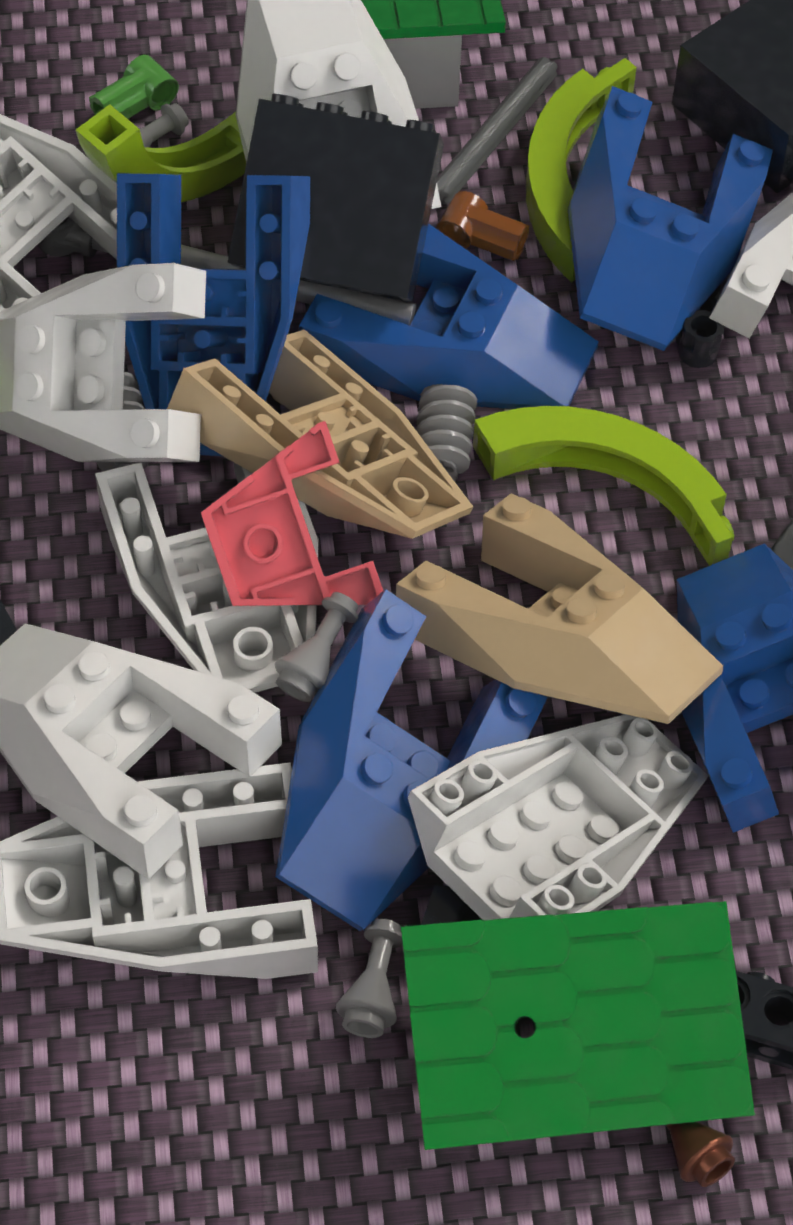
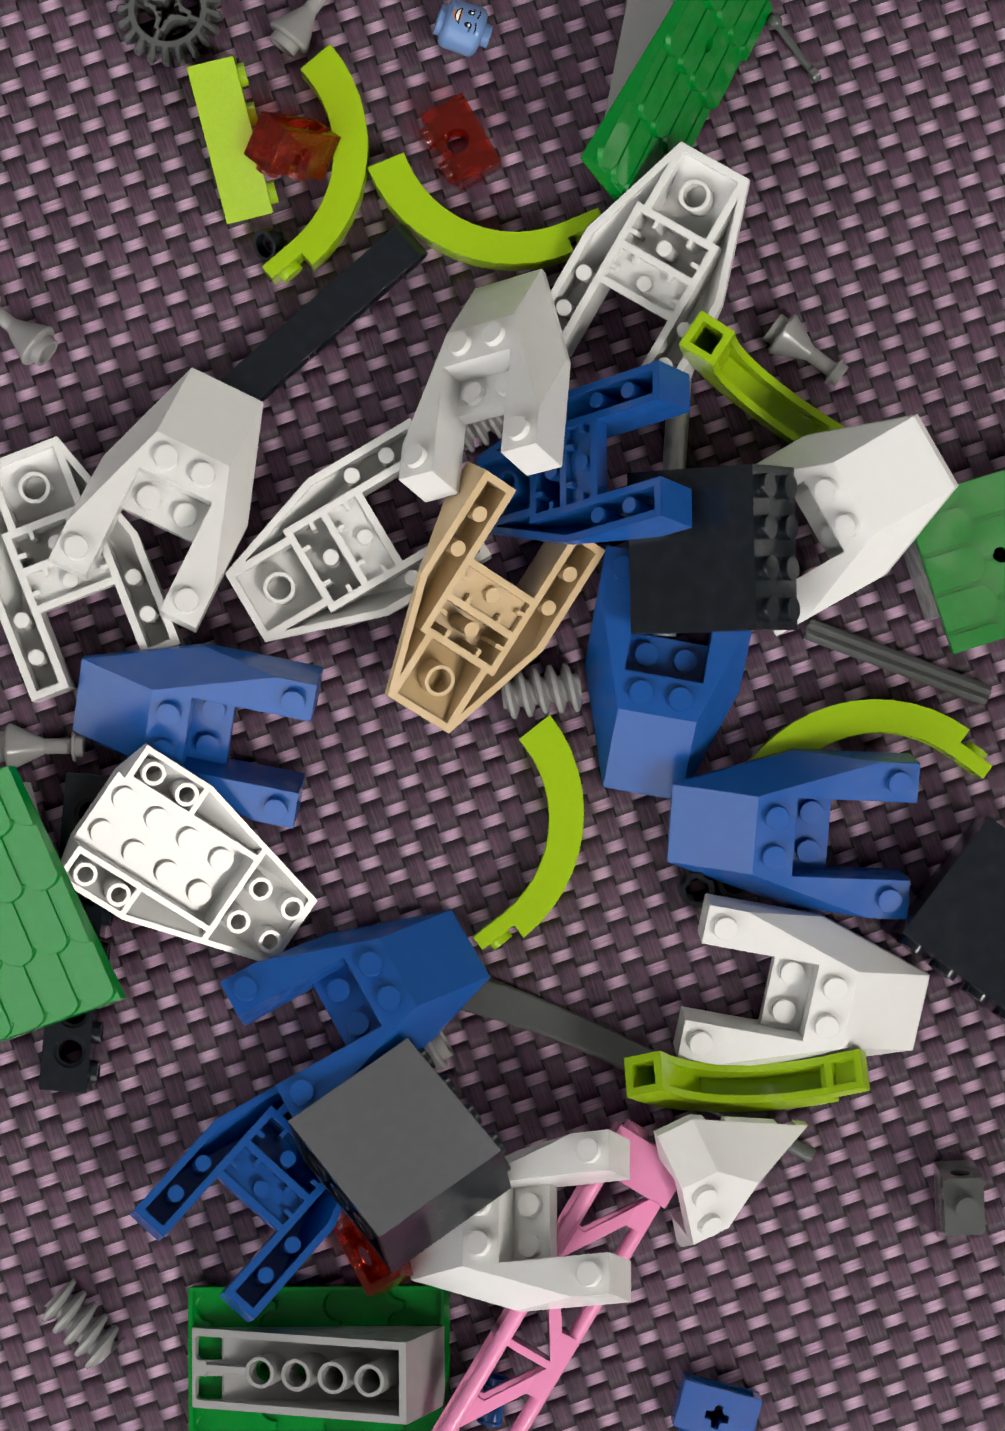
camera: 80 degrees right, 30 degrees up
(143, 85) = (865, 334): bright green piece -> none
(265, 539) = (354, 577): coral wing -> none
(308, 665) = (257, 636): light grey piece -> none
(471, 223) = (776, 666): dark orange piece -> none
(583, 642) = (342, 854): tan wedge -> none

